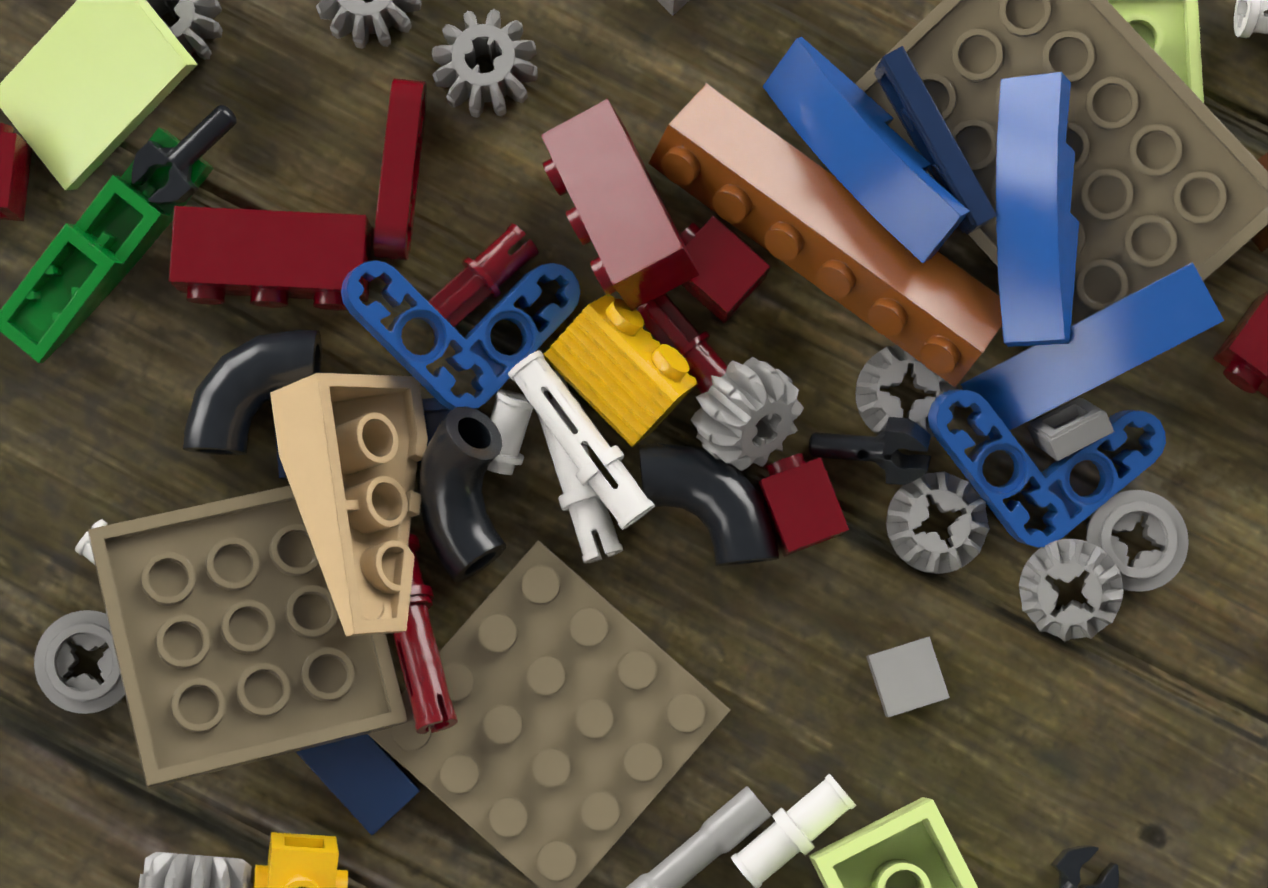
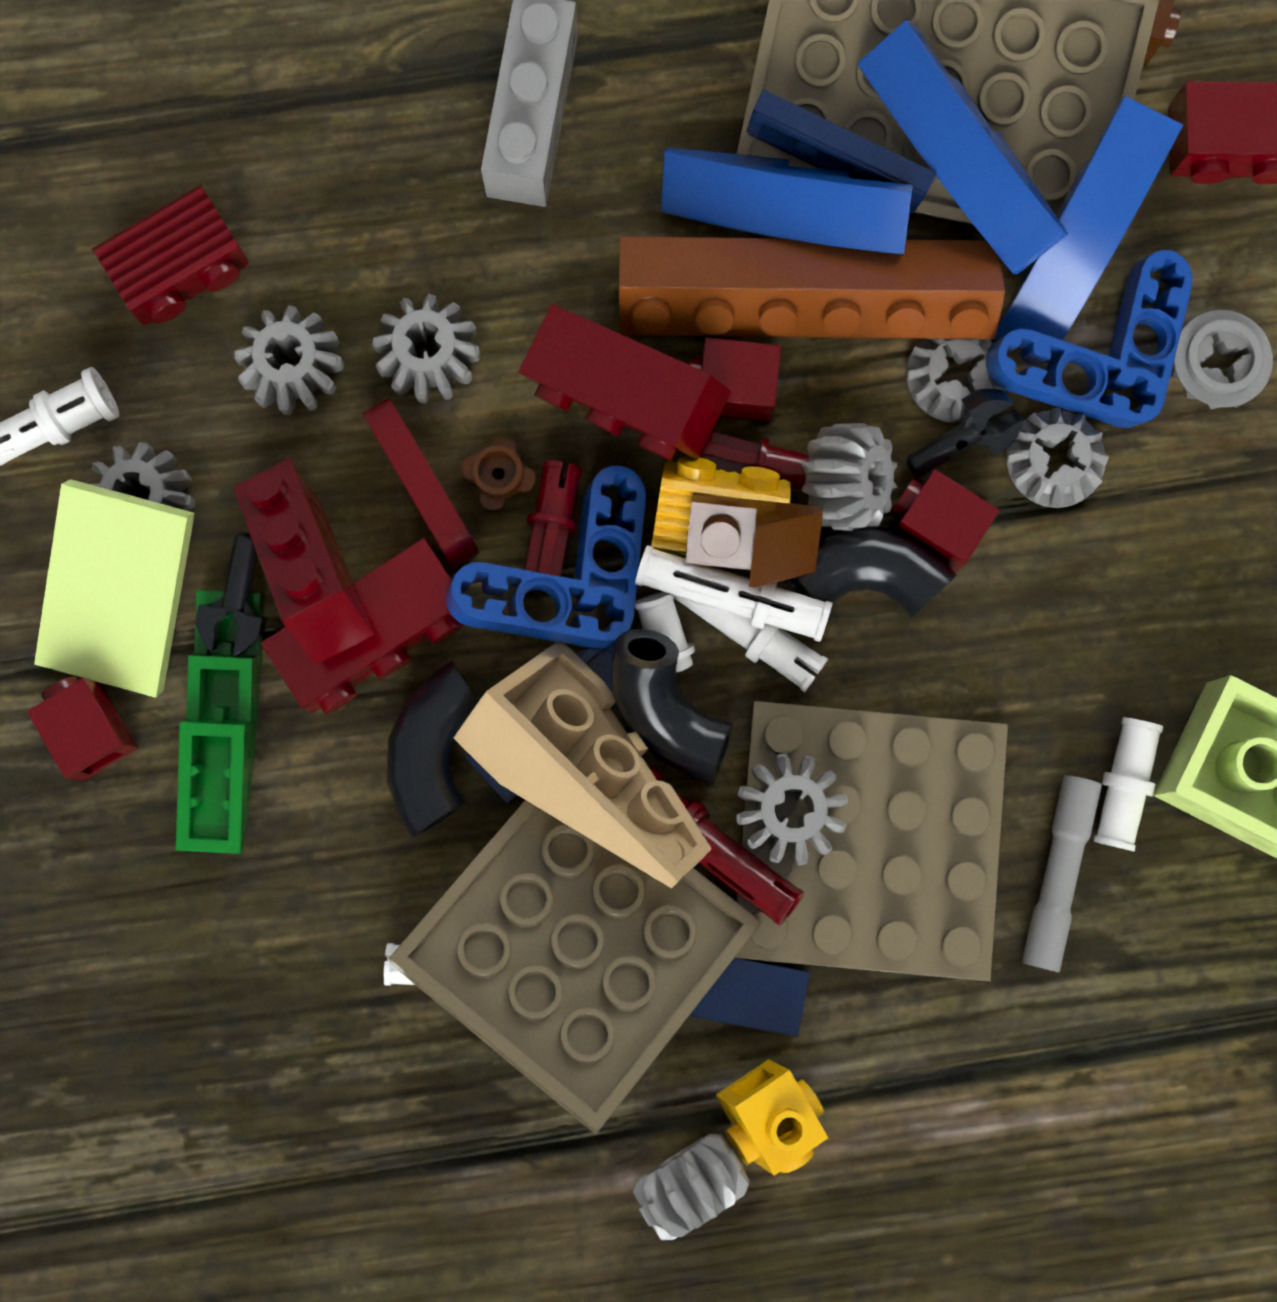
camera: 35 degrees left, 0 degrees up
(57, 657) = (433, 1084): light grey gear -> none
(253, 164) = (302, 562): none -> dark red brick
(457, 194) = (498, 456): none -> reddish brown plate
(502, 668) = (808, 824): none -> light grey gear
(632, 408) = (754, 535): none -> reddish brown slope
(907, 677) = (1124, 596): light grey tile -> none
(1064, 561) = (1182, 414): light grey gear -> none
(1070, 428) = (1109, 307): light grey tile -> none

